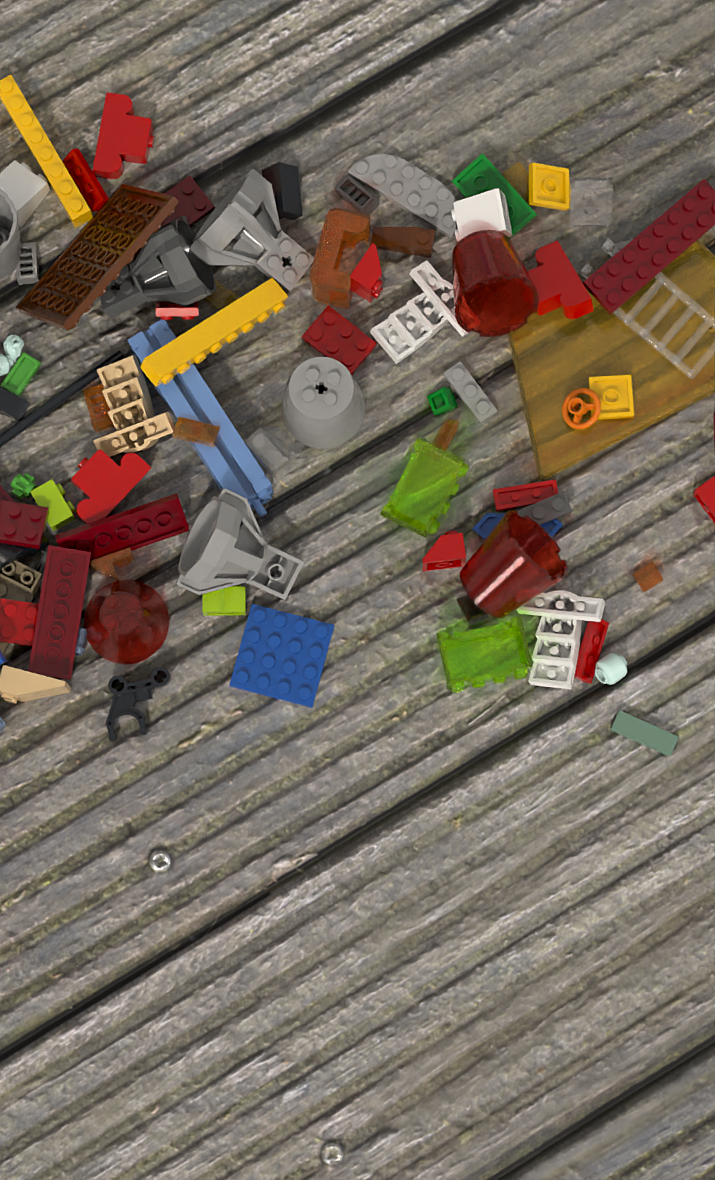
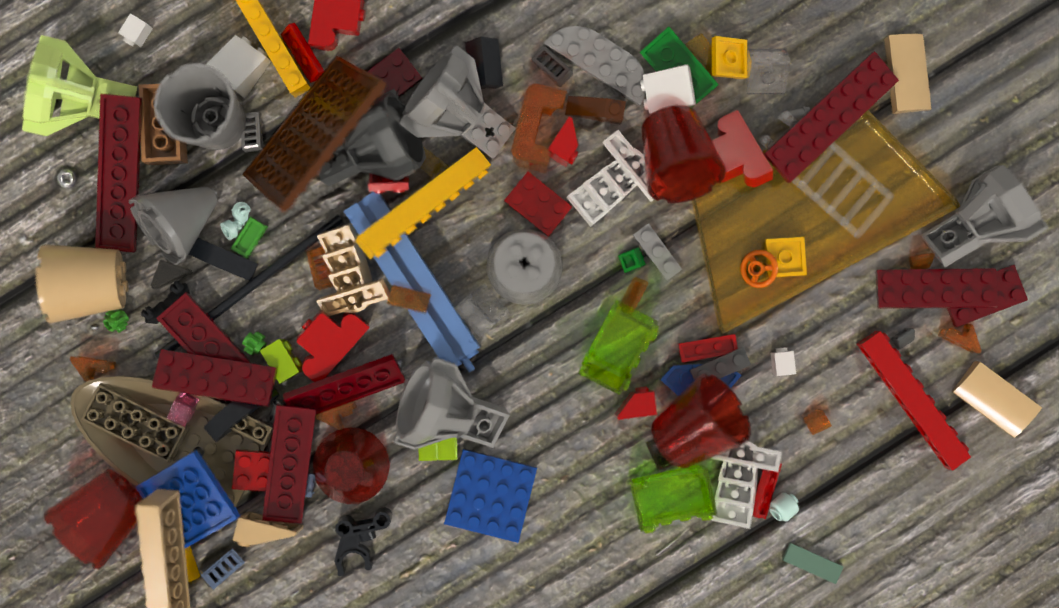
camera: 10 degrees left, 10 degrees up
(609, 510) = (783, 362): none -> white brick

